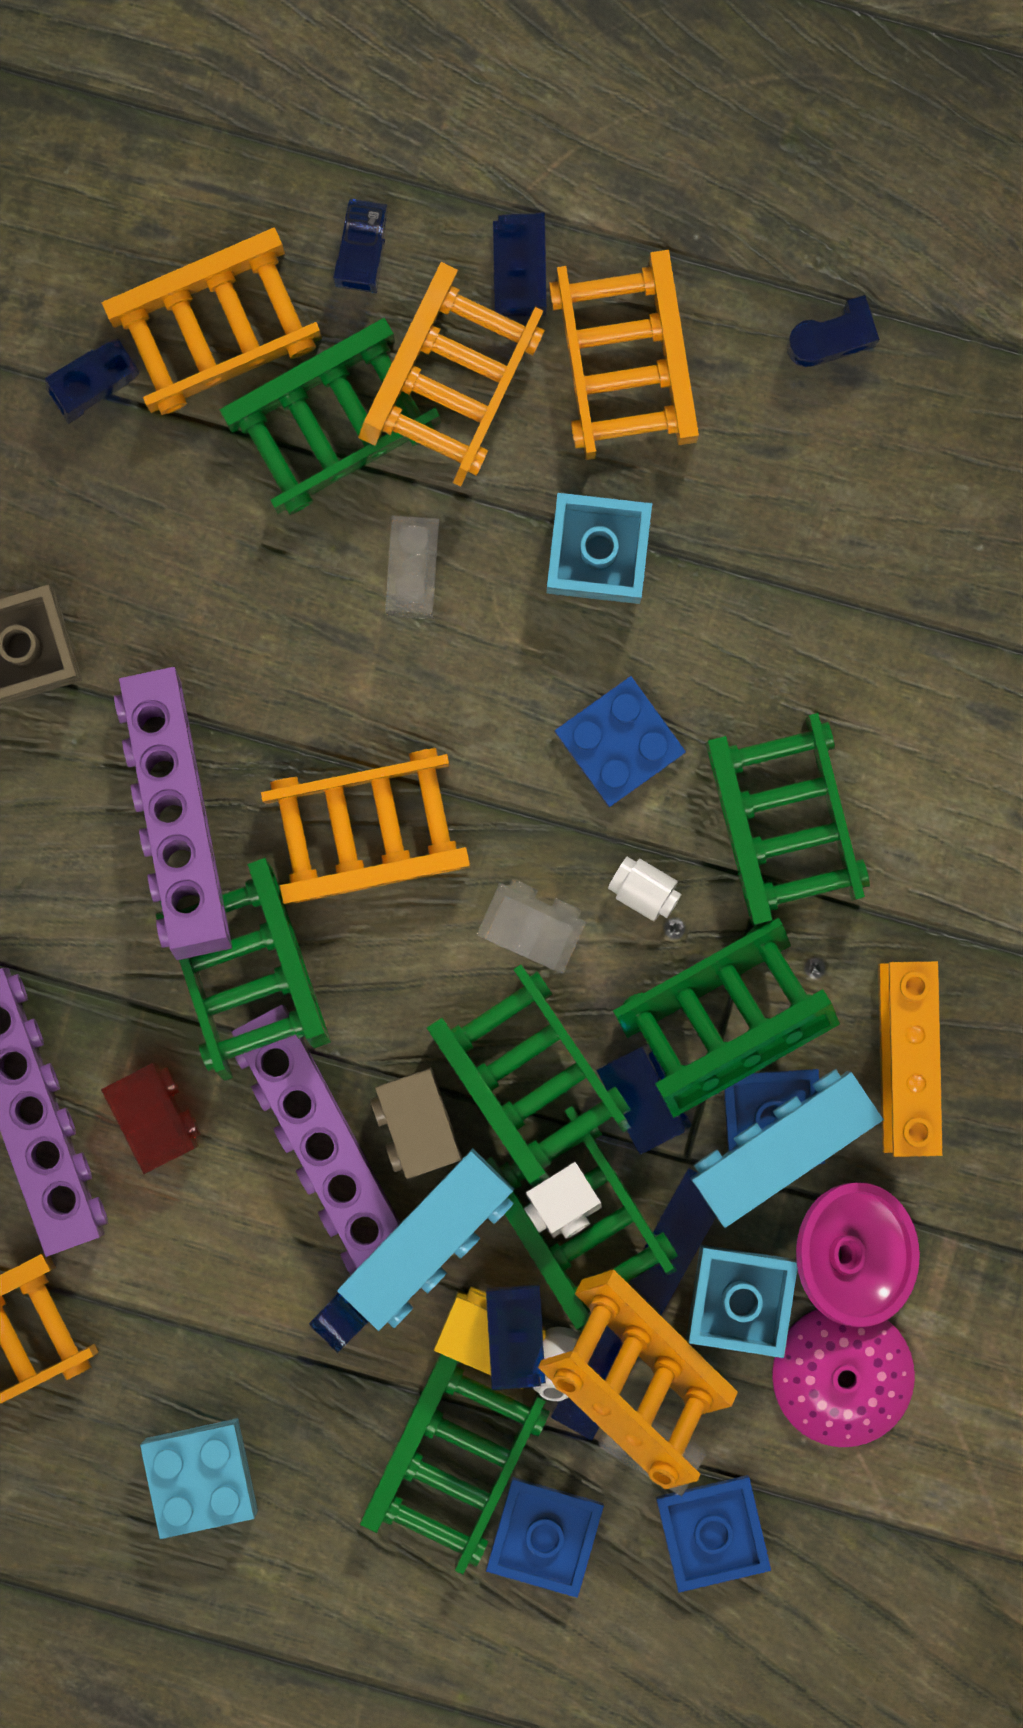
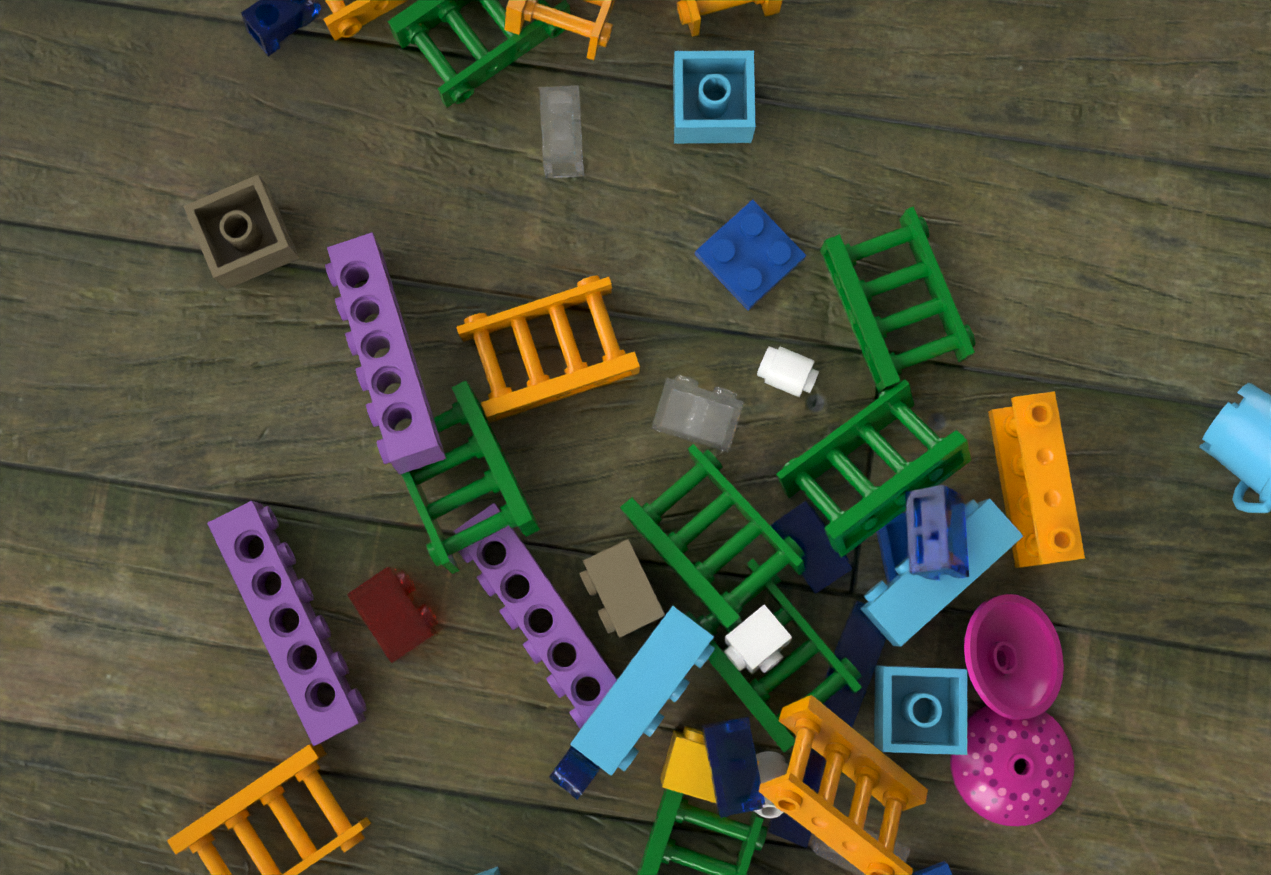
camera: 10 degrees left, 5 degrees down
(782, 1105) = (936, 533): none -> clear blue hinge

